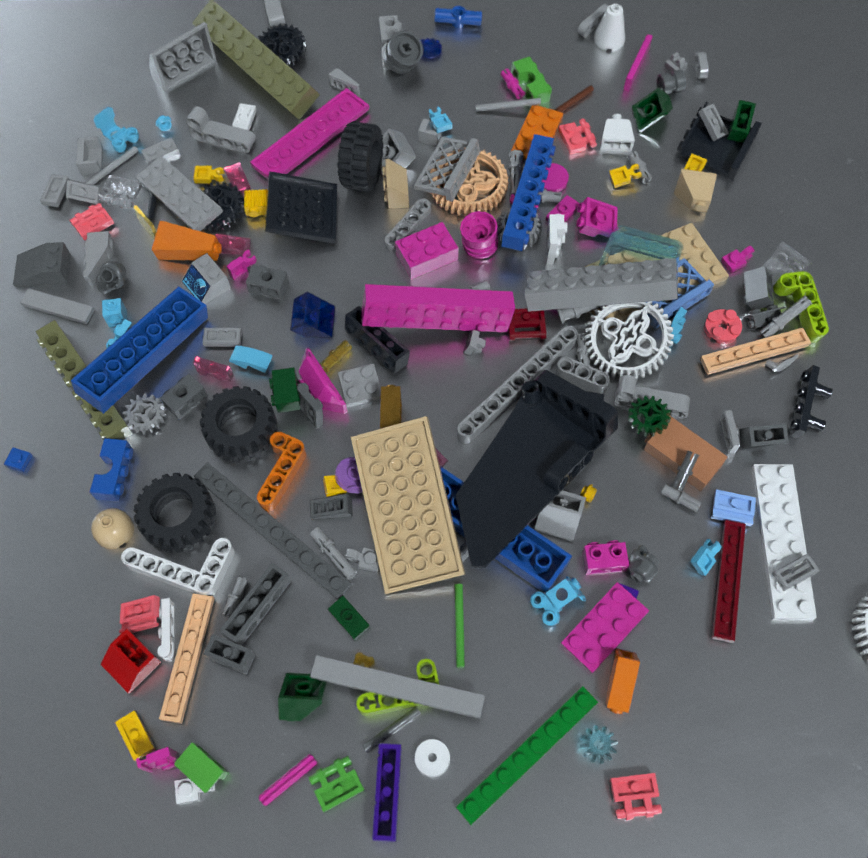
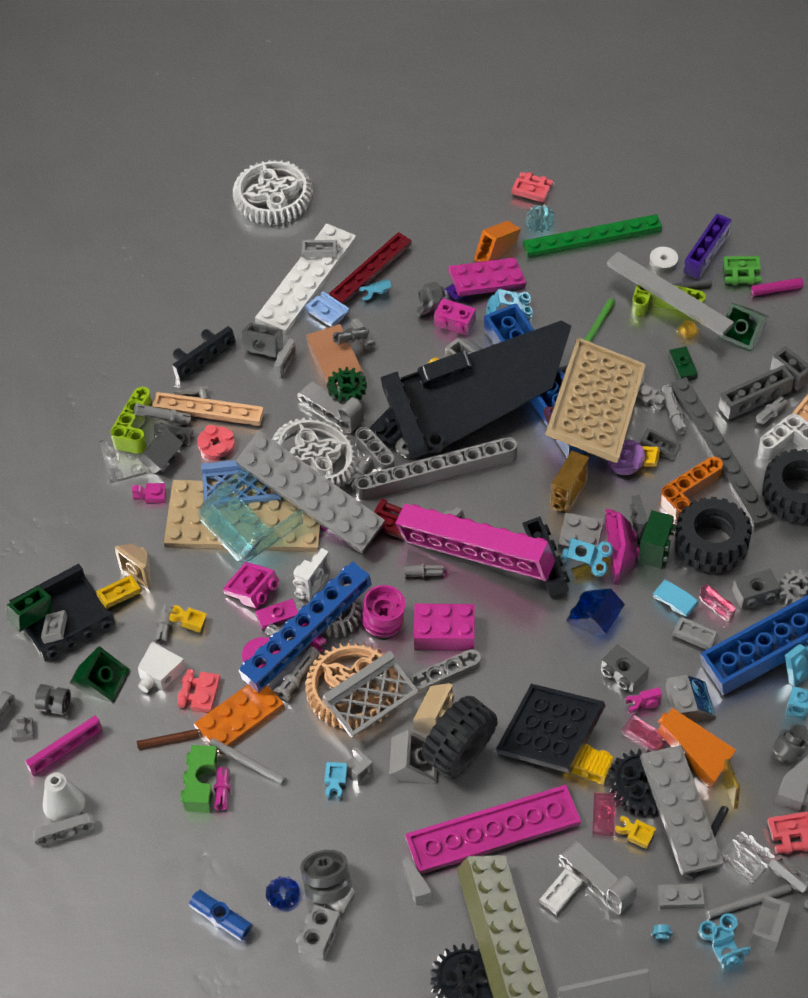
camera: 150 degrees left, 10 degrees down
(330, 352) = (593, 556): none -> medium azure piece

